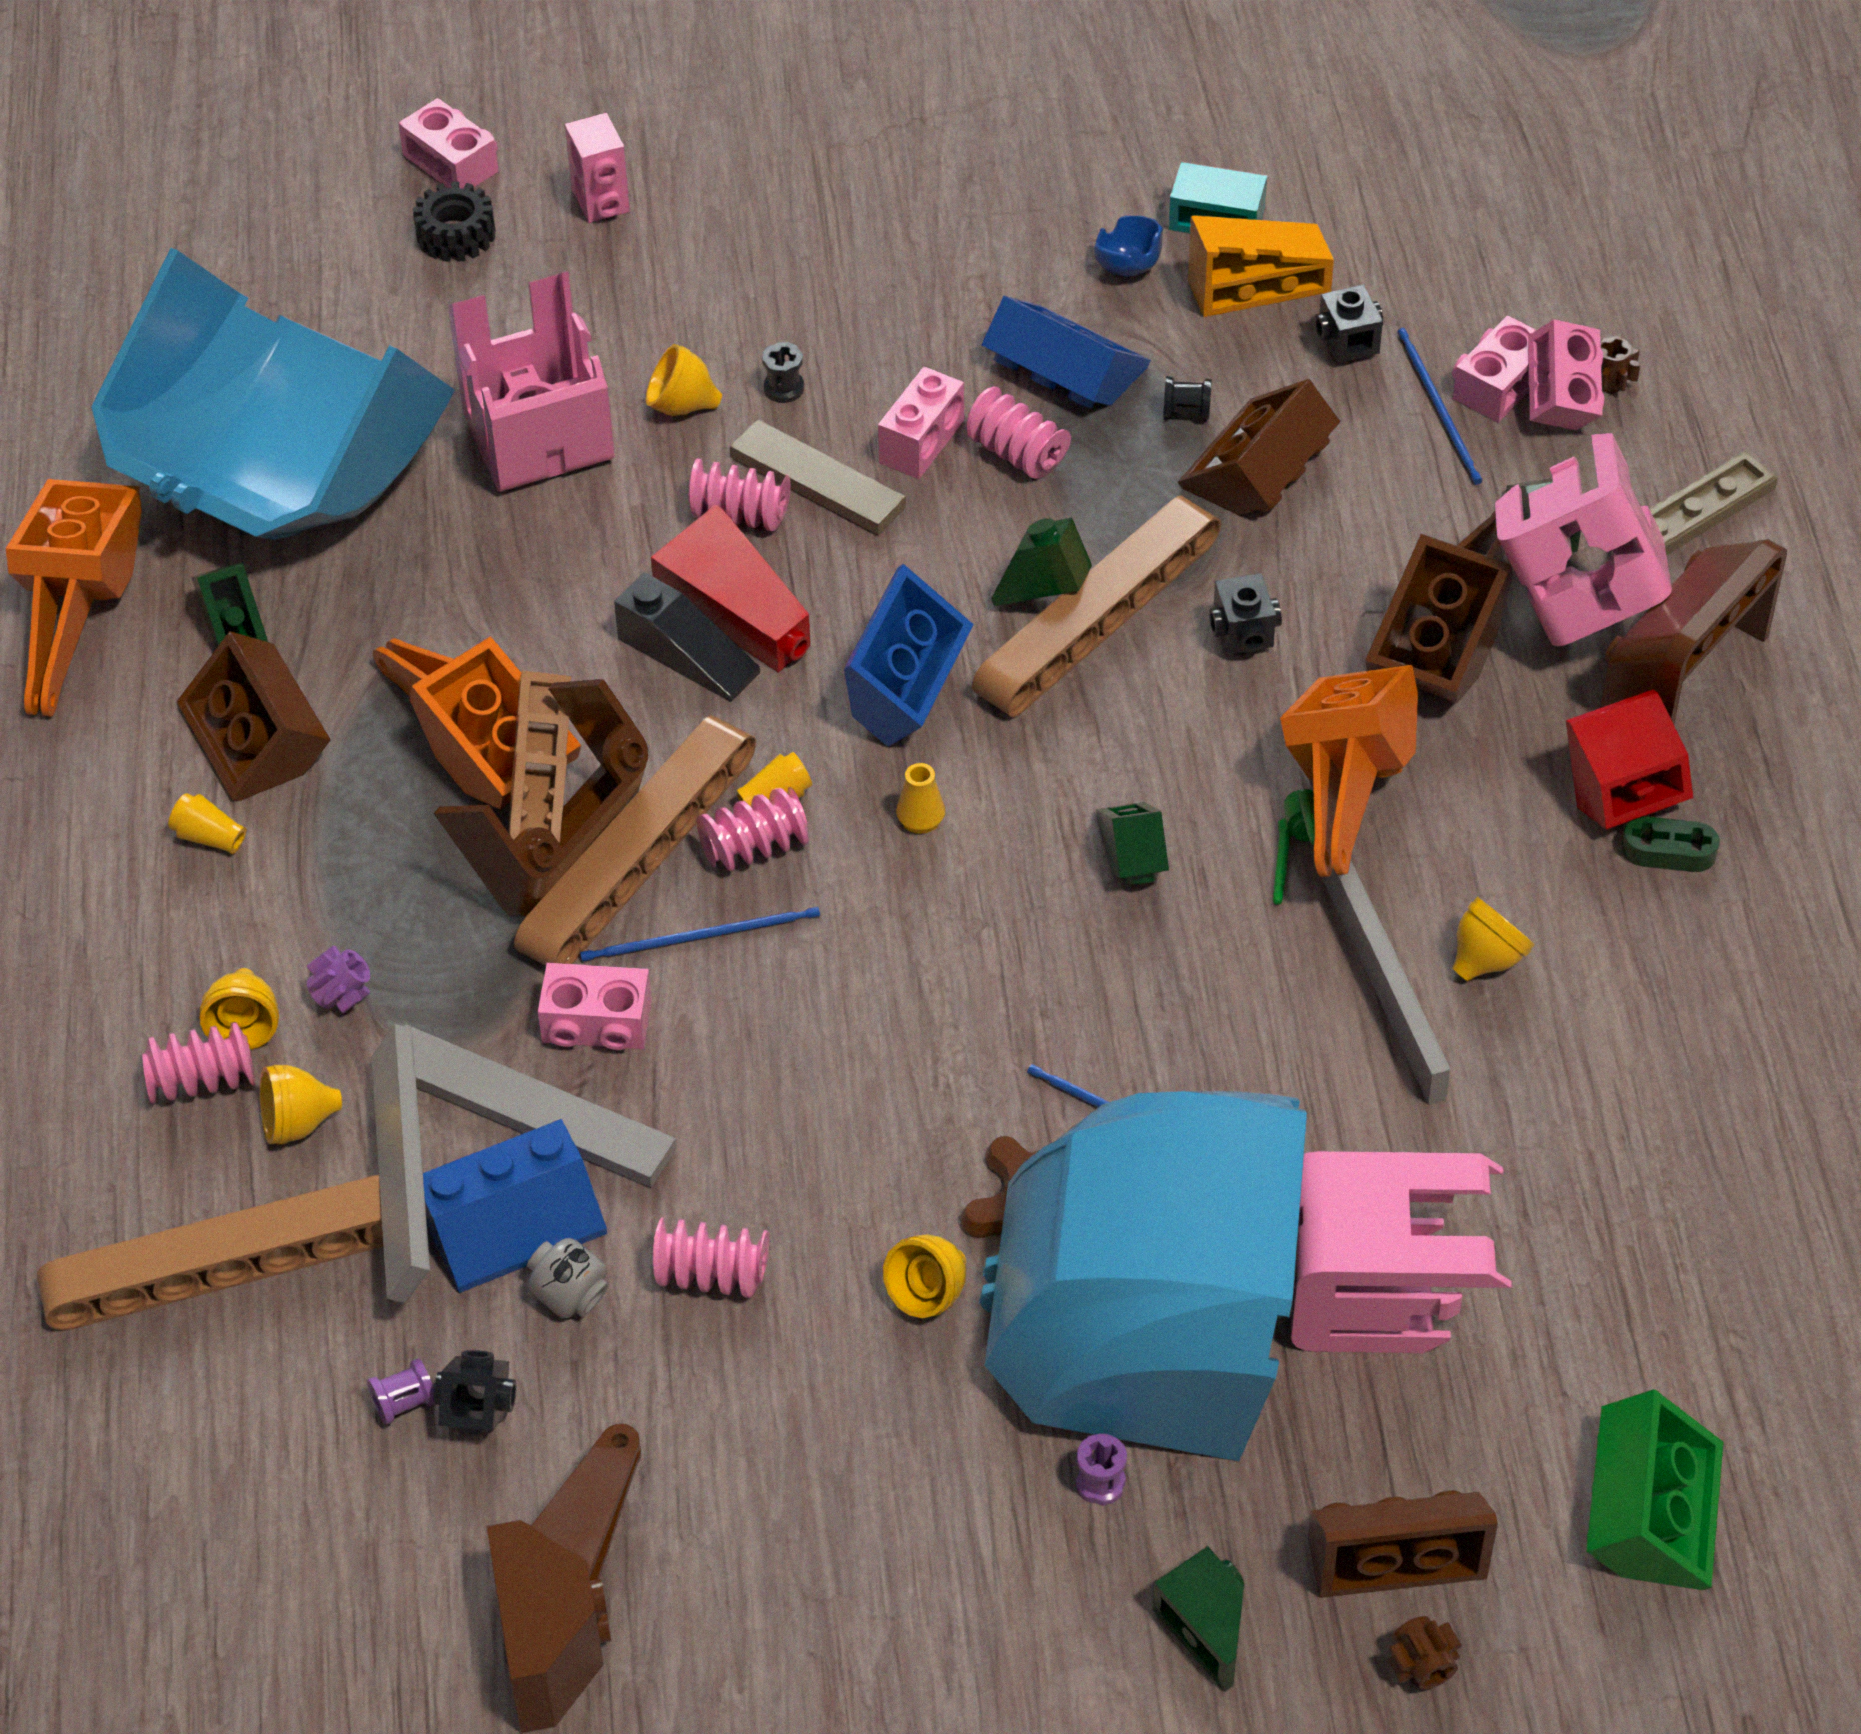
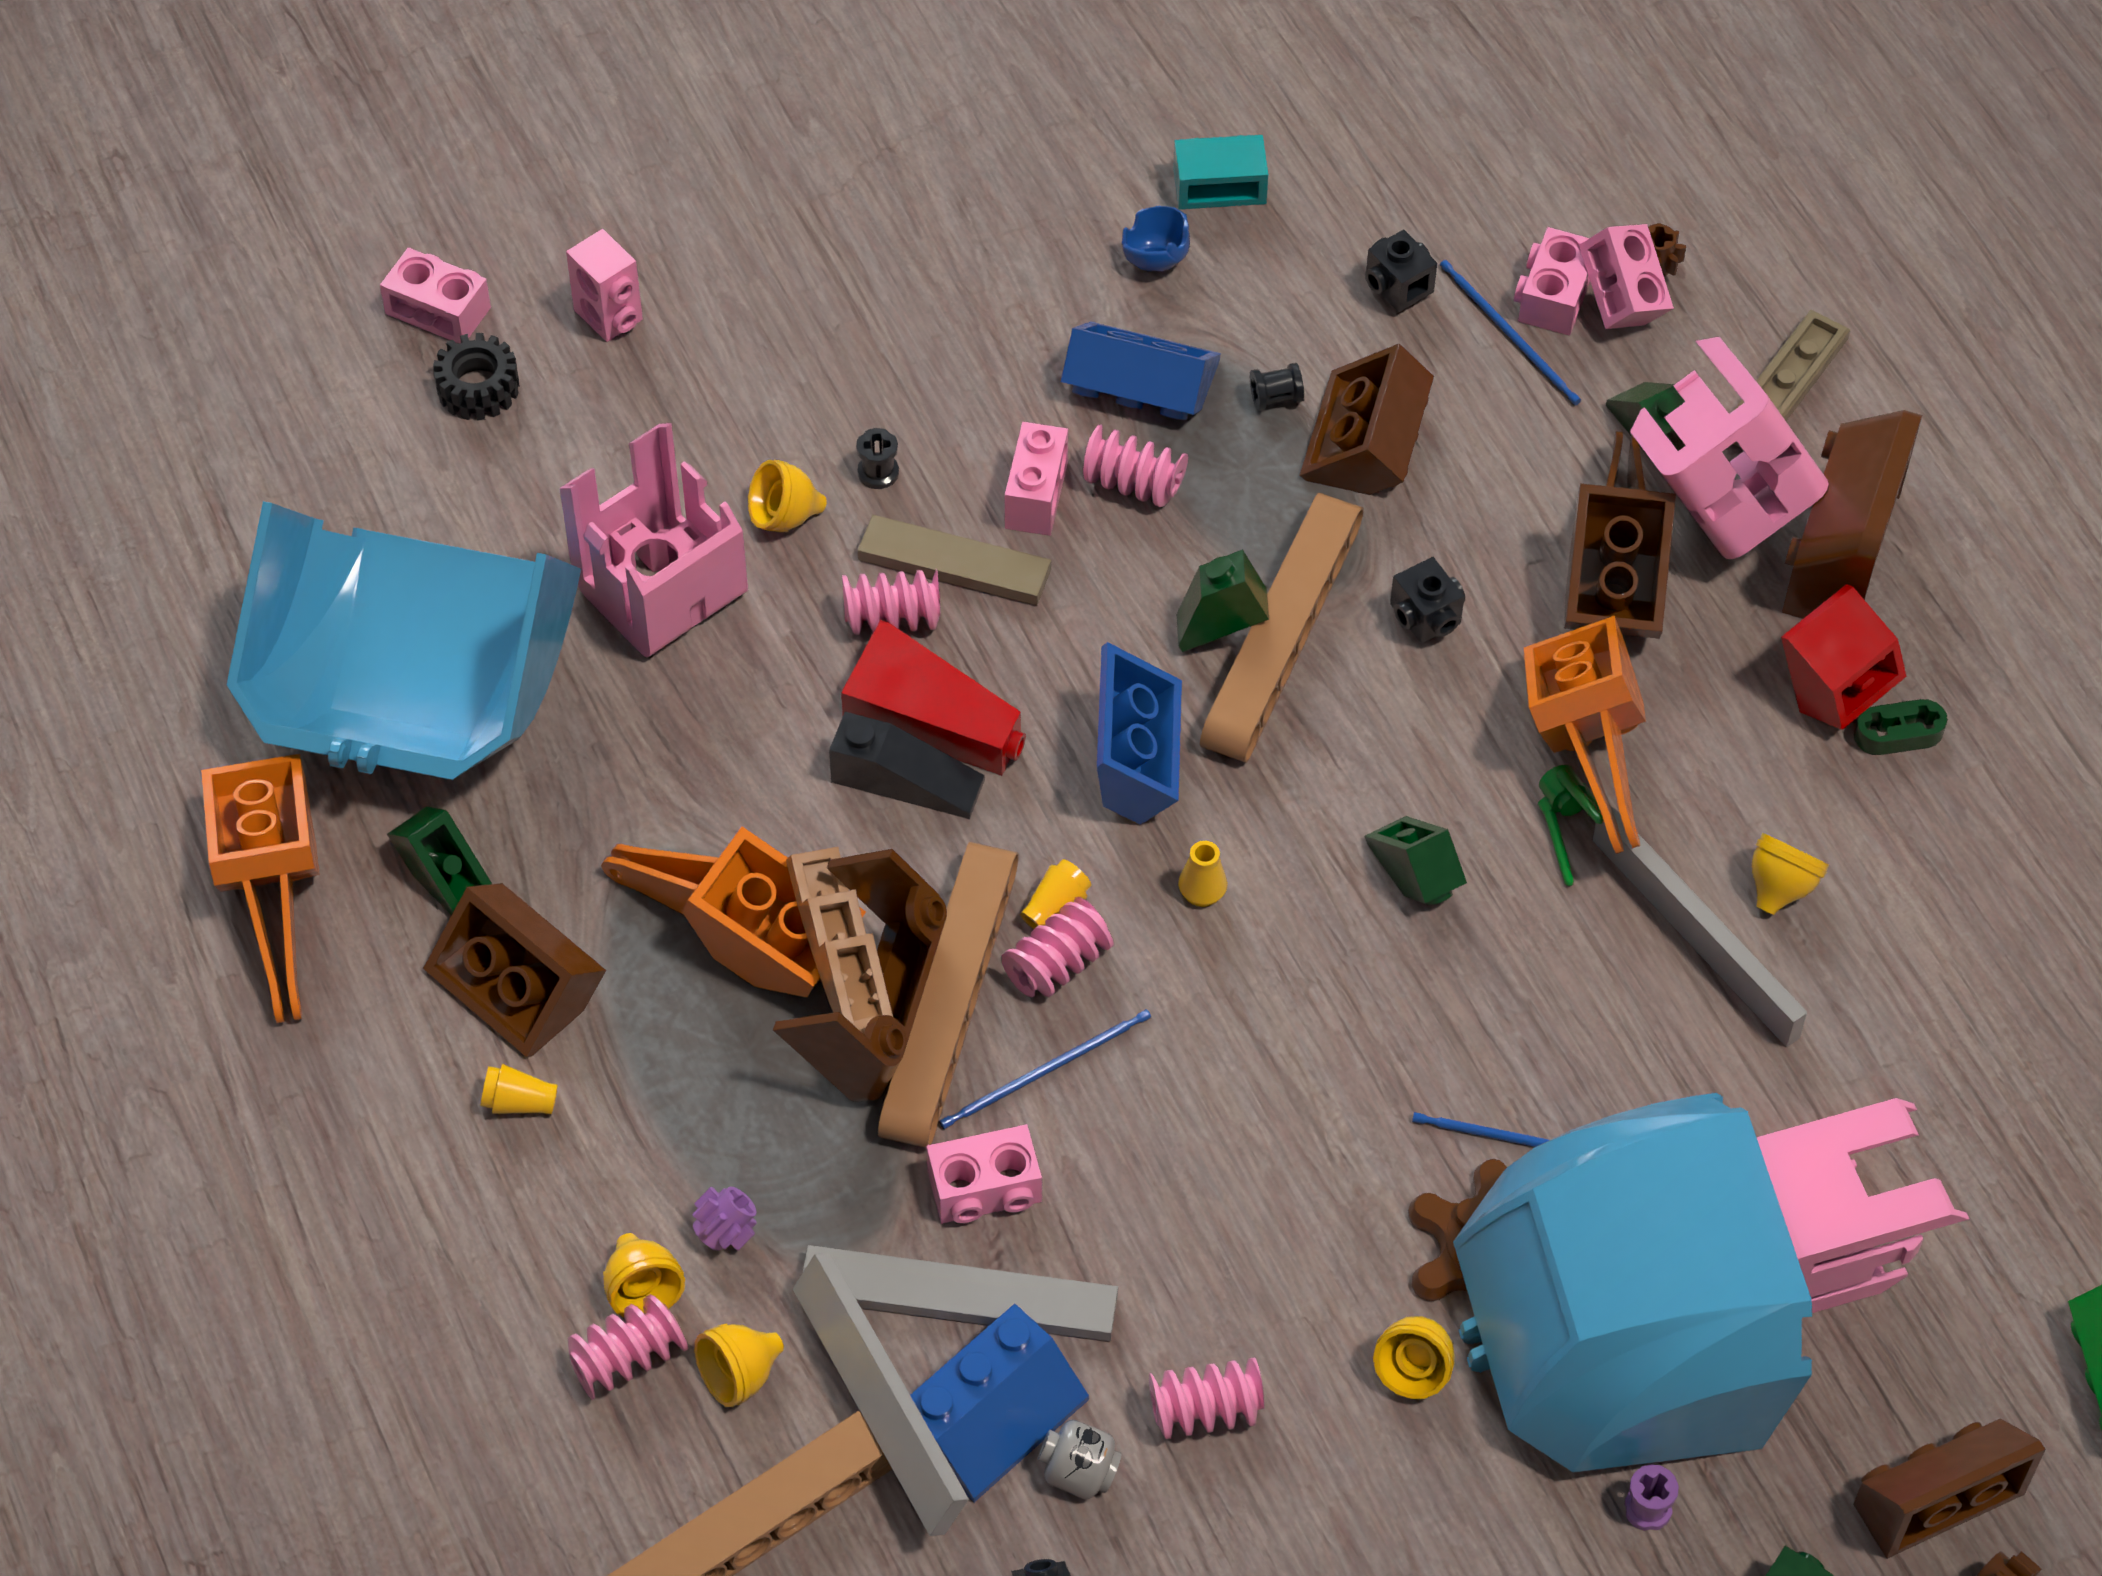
camera: 20 degrees left, 5 degrees up
(1255, 263) = (1285, 229): light orange wedge -> none

